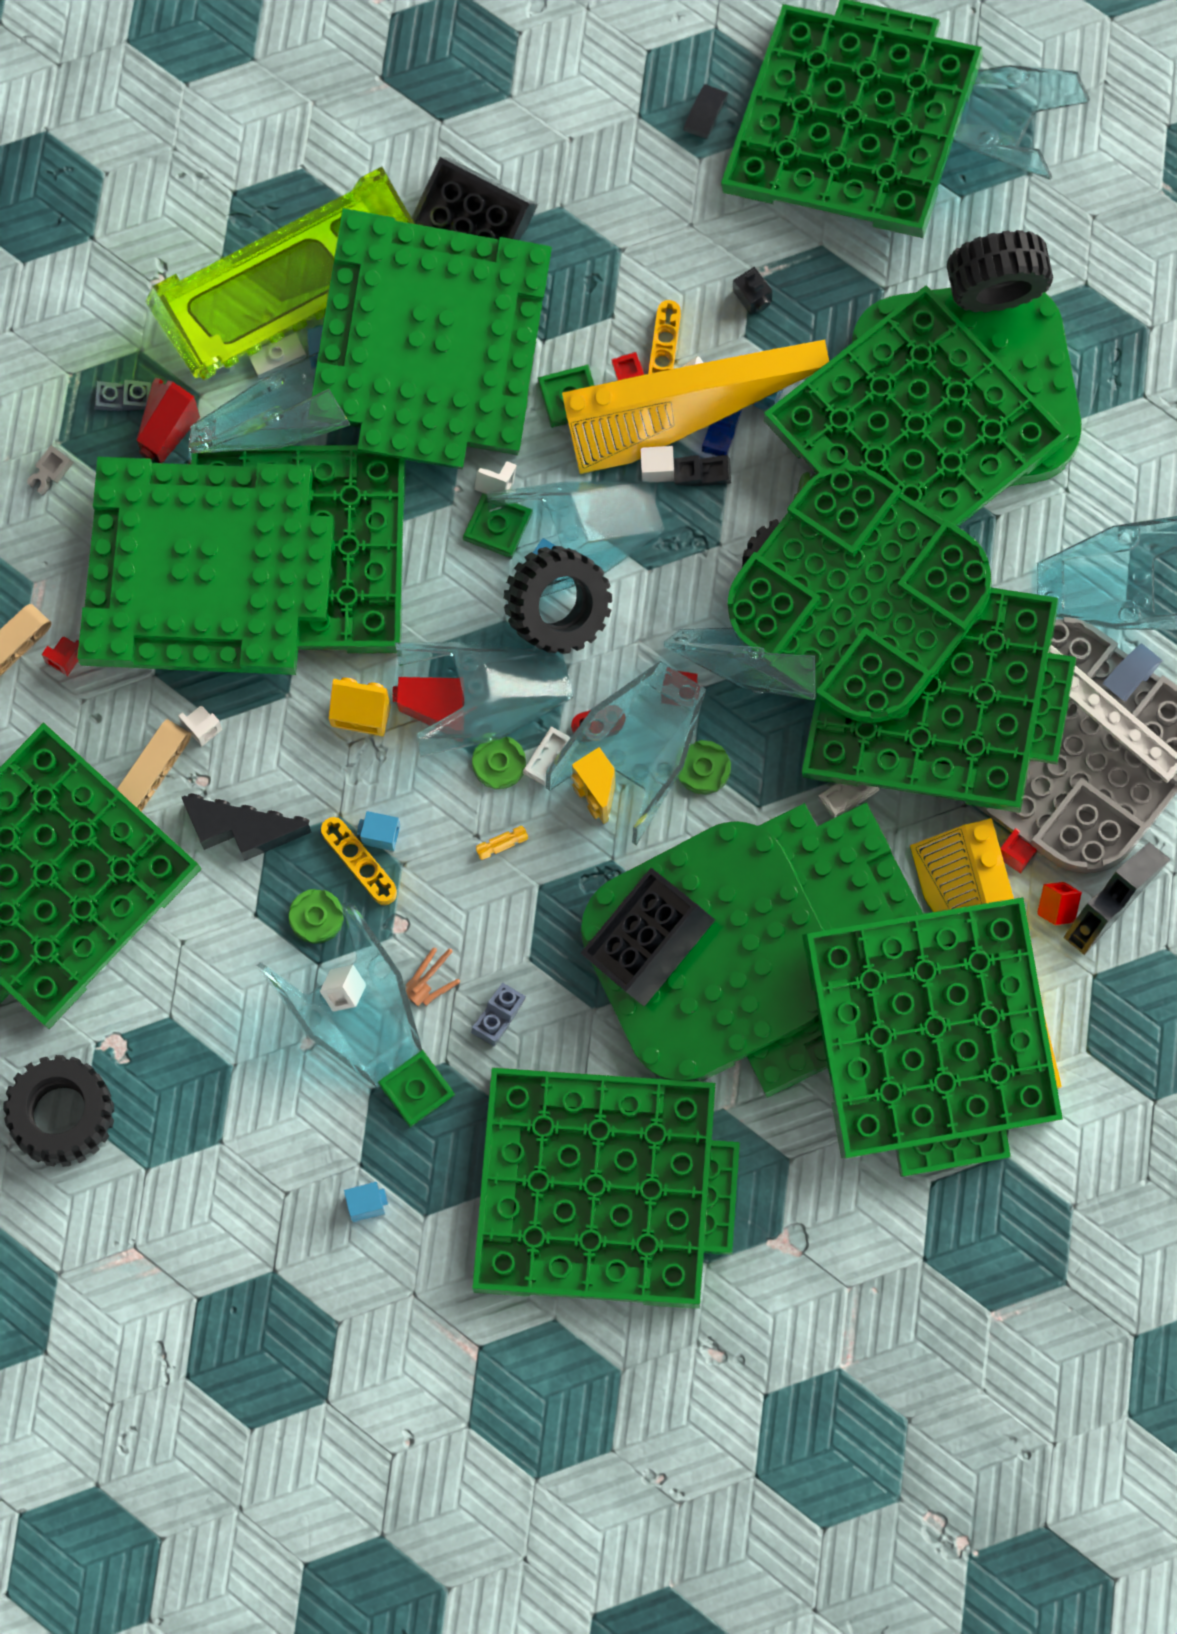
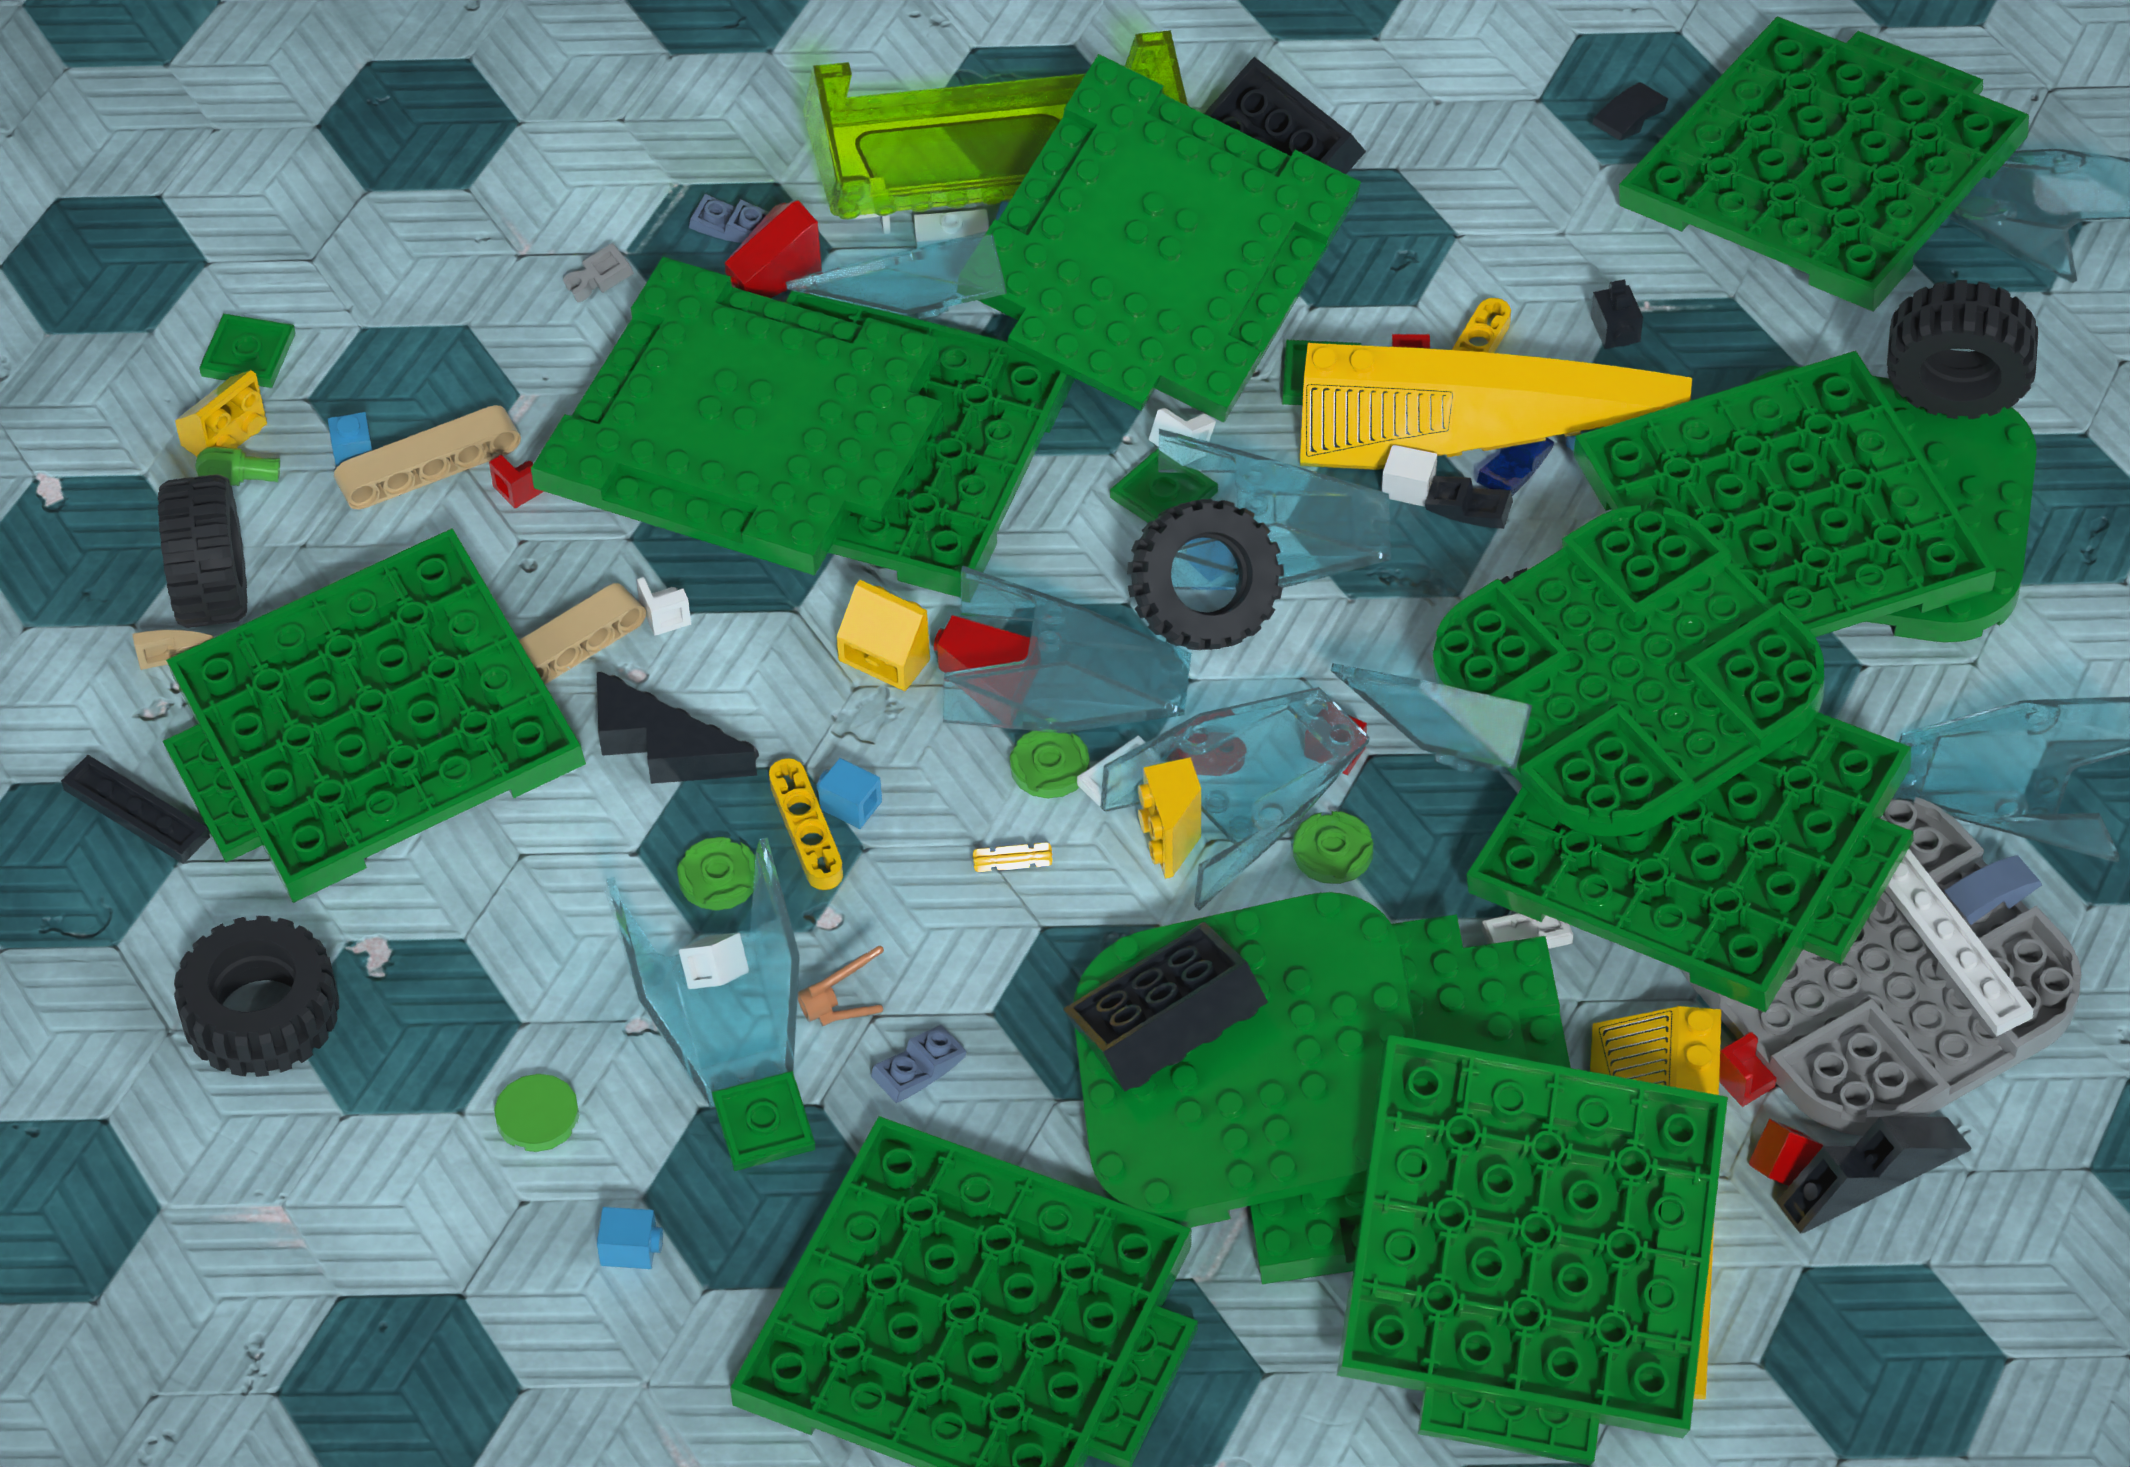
camera: 15 degrees right, 20 degrees down
(269, 1129) = (536, 1112): none -> bright green tile

